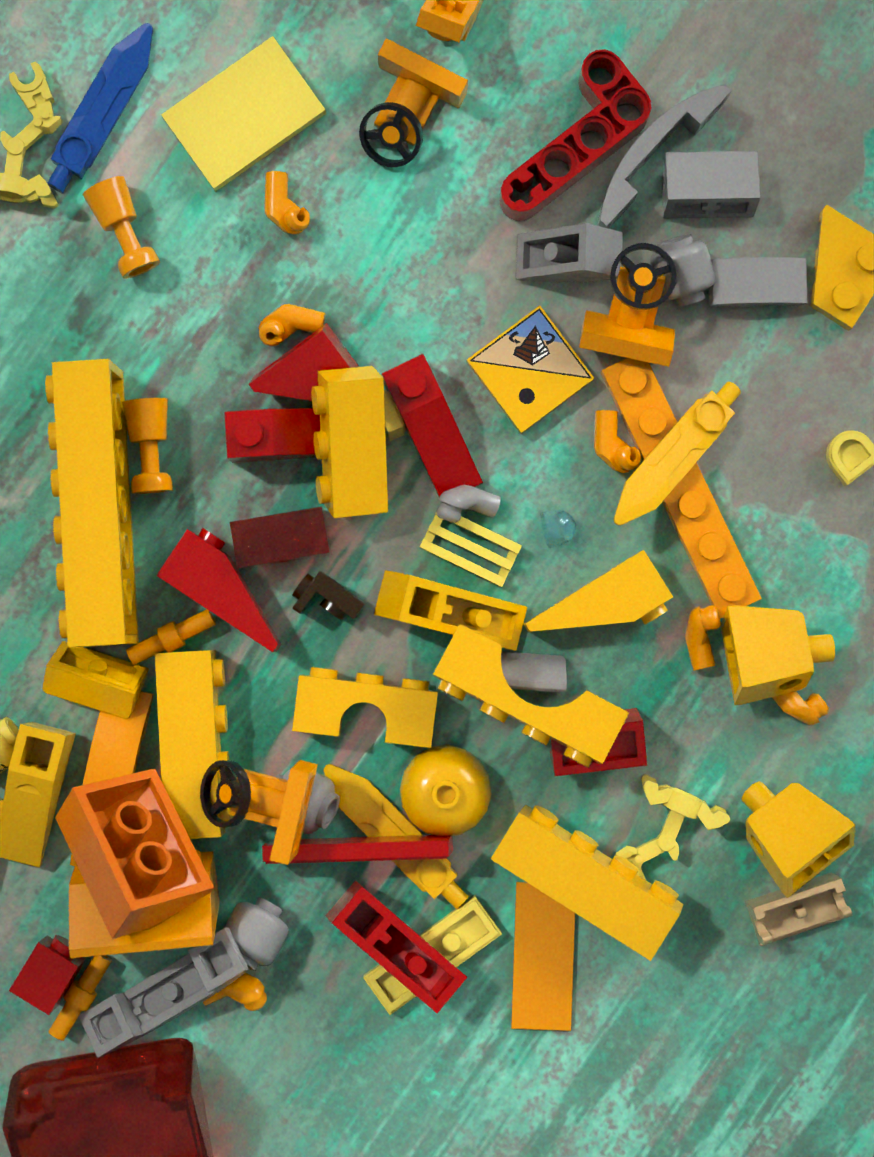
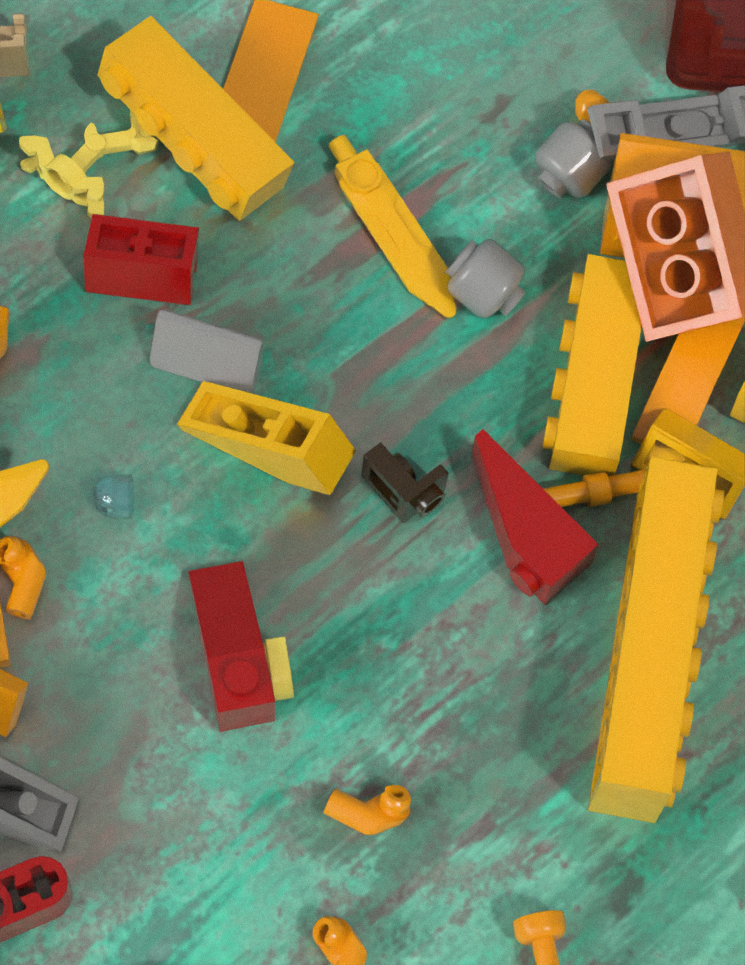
camera: 170 degrees left, 20 degrees down
(147, 426) = (573, 724): light orange piece -> none
(262, 800) = (528, 272): light orange piece -> none
(270, 434) = (397, 675): red slope -> none
(280, 538) = (442, 557): clear red brick -> none
(298, 368) = (362, 741): red slope -> none
(324, 700) = (429, 376): yellow arch -> none
(351, 441) = (330, 634): yellow brick -> none
(368, 849) = (436, 211): red tile -> none
(396, 946) = (424, 109): red slope -> none
(445, 790) = (324, 254): yellow cylinder -> none
(453, 936) = (384, 100): light yellow tile -> none
(466, 498) = (216, 551): light grey arm -> none
(505, 563) = (189, 475): light yellow tile -> none
(530, 369) = (94, 684): tile -> none
(584, 725) = (155, 258): yellow arch -> none
(618, 596) = (79, 402): yellow slope -> none

